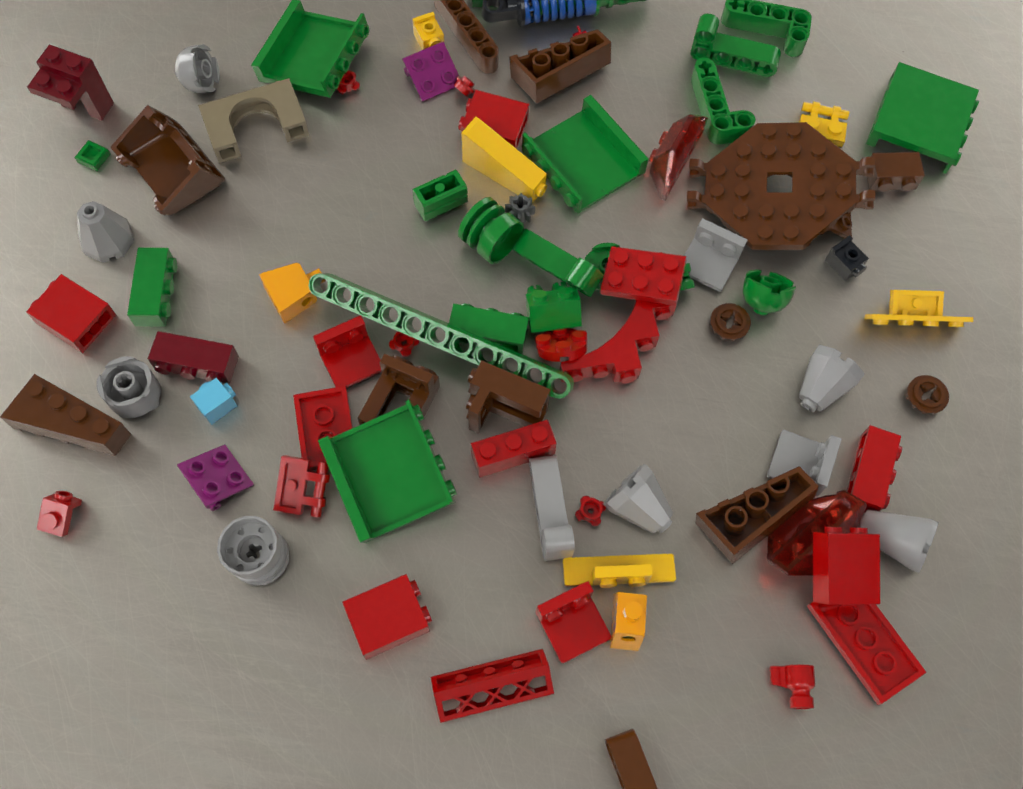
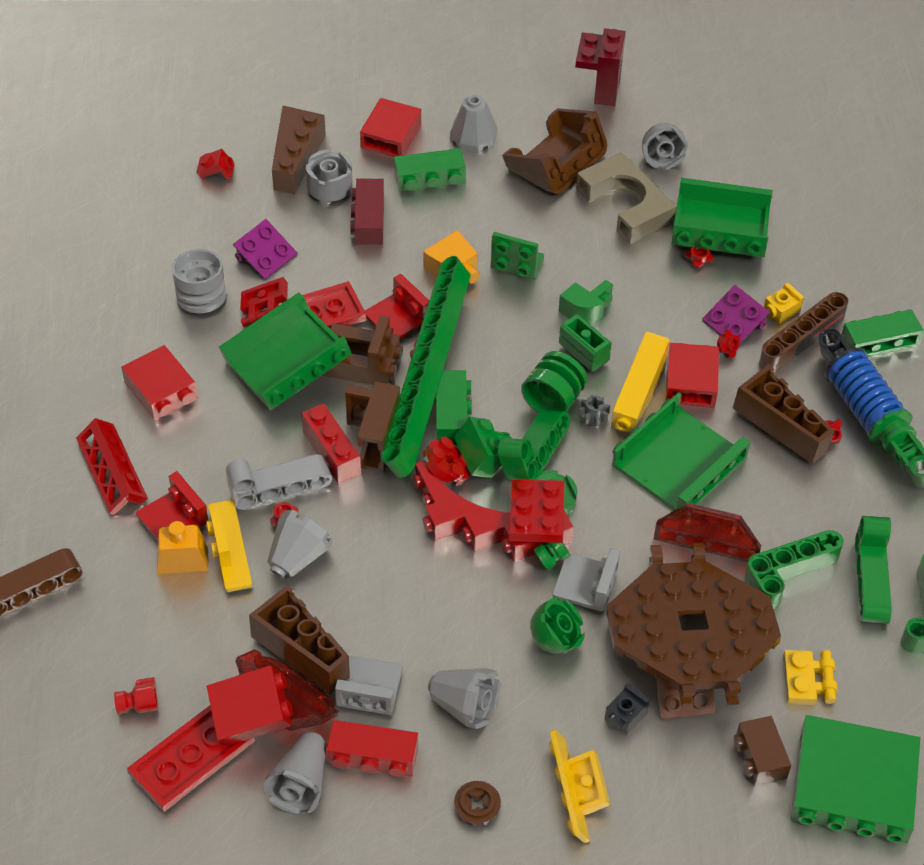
camera: 80 degrees right, 15 degrees down
(92, 155) = (551, 103): green tile -> none
(214, 400) = (331, 232): medium azure brick -> none
(306, 231) = (515, 255): none -> green bracket
(385, 188) = (585, 303): none -> green brick
(724, 312) = (507, 602): reddish brown gear -> none

